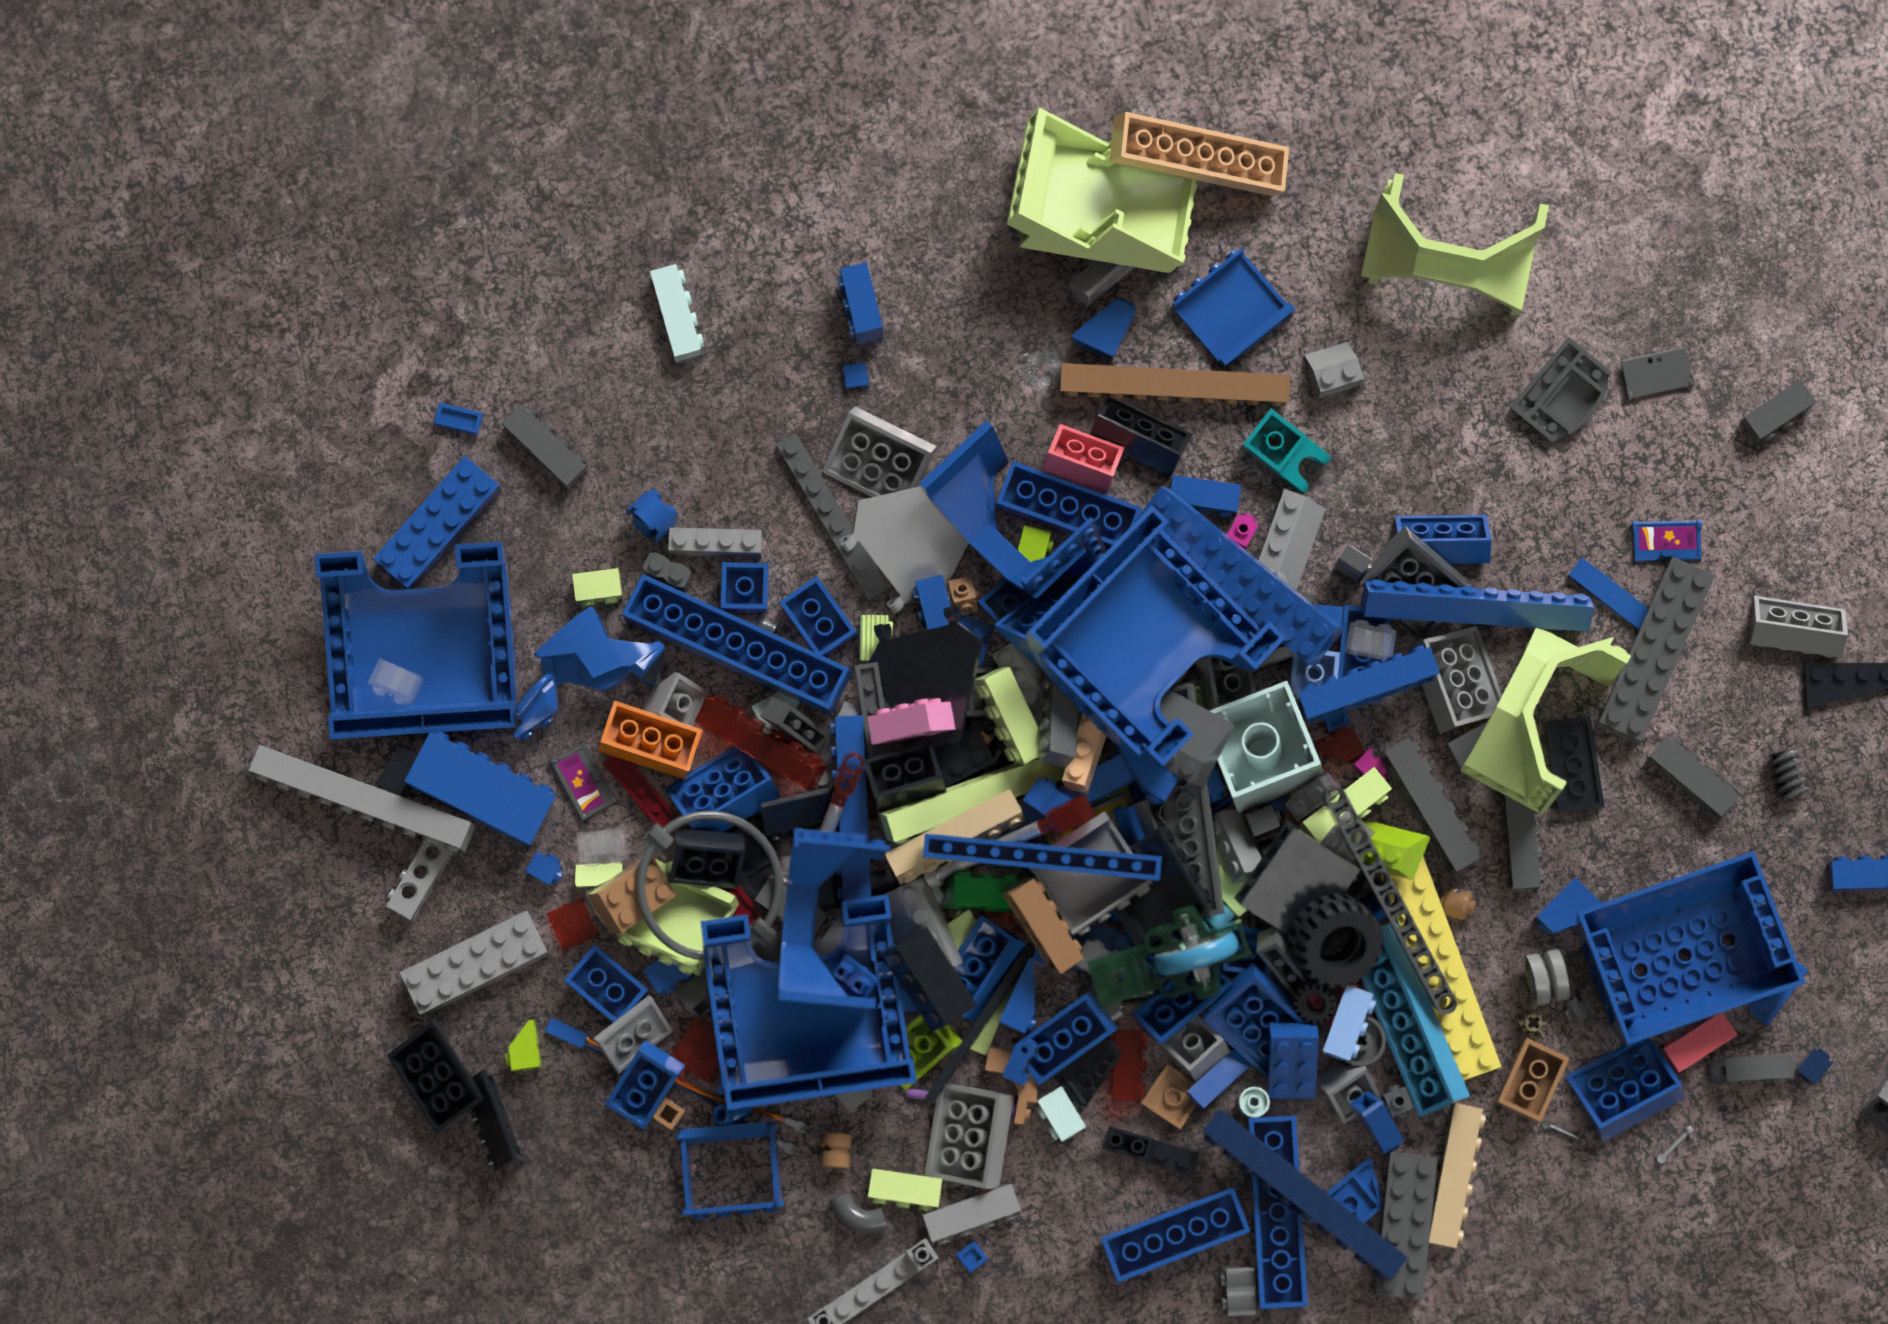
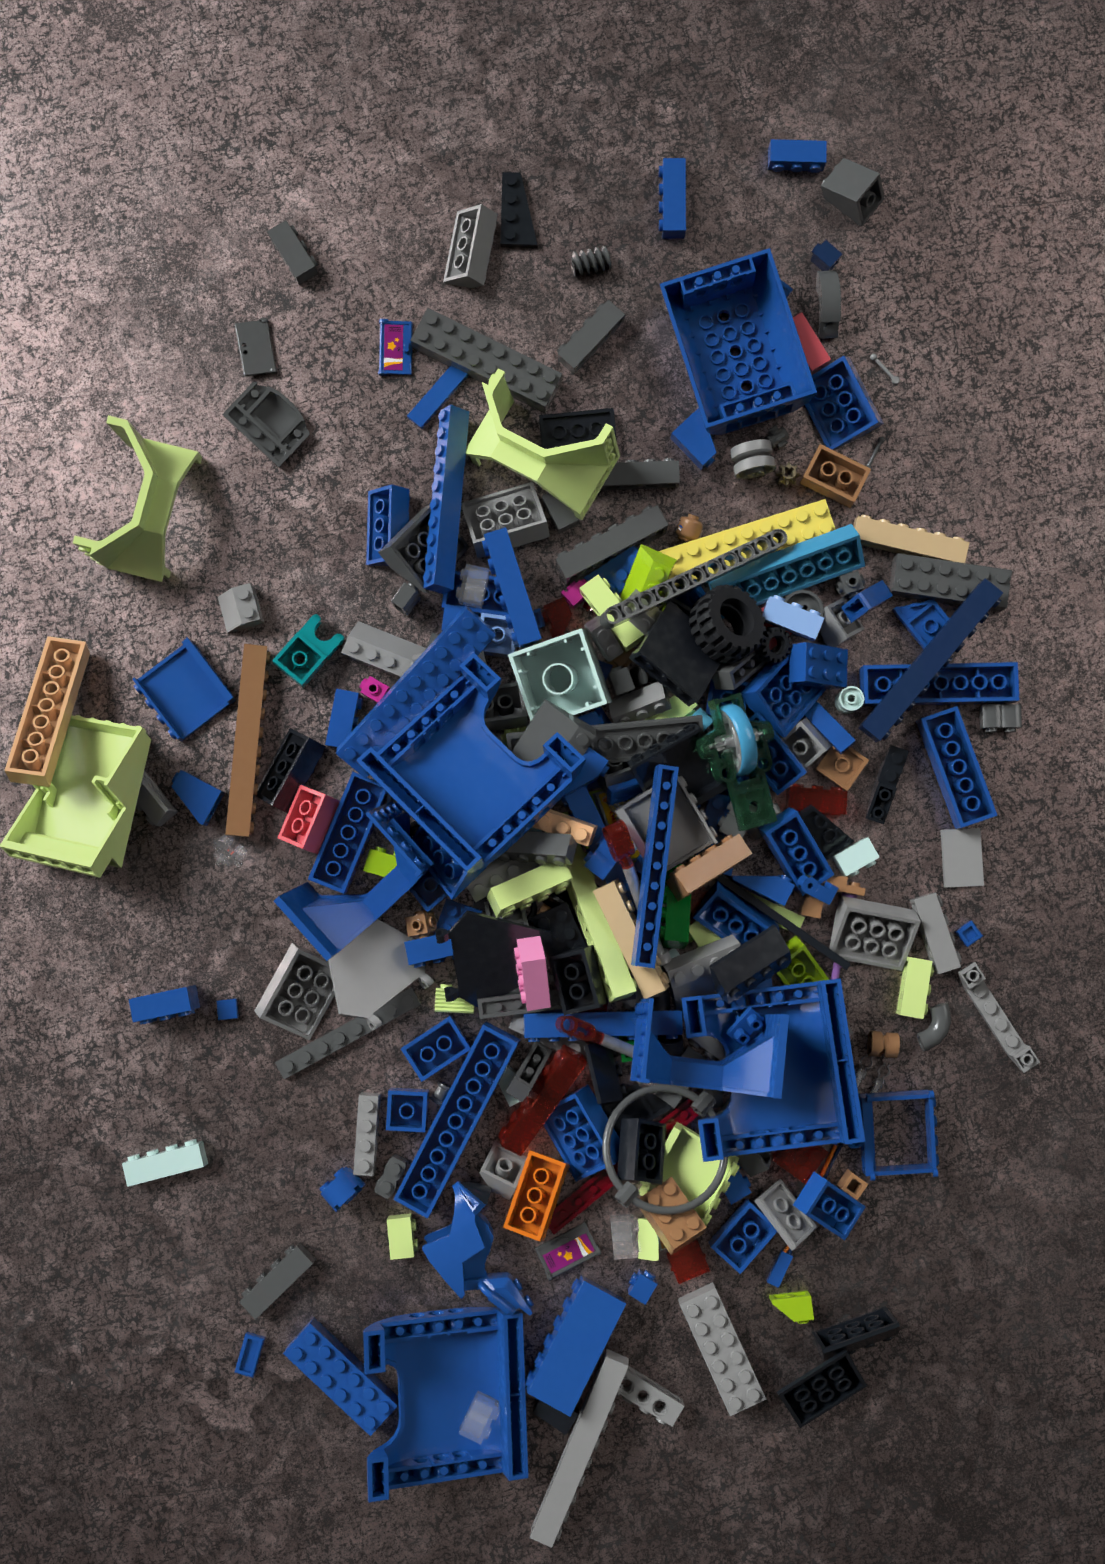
camera: 85 degrees left, 5 degrees up
(1064, 1247) = (962, 857): none -> light grey tile
(1397, 812) = (616, 570): none -> blue wing

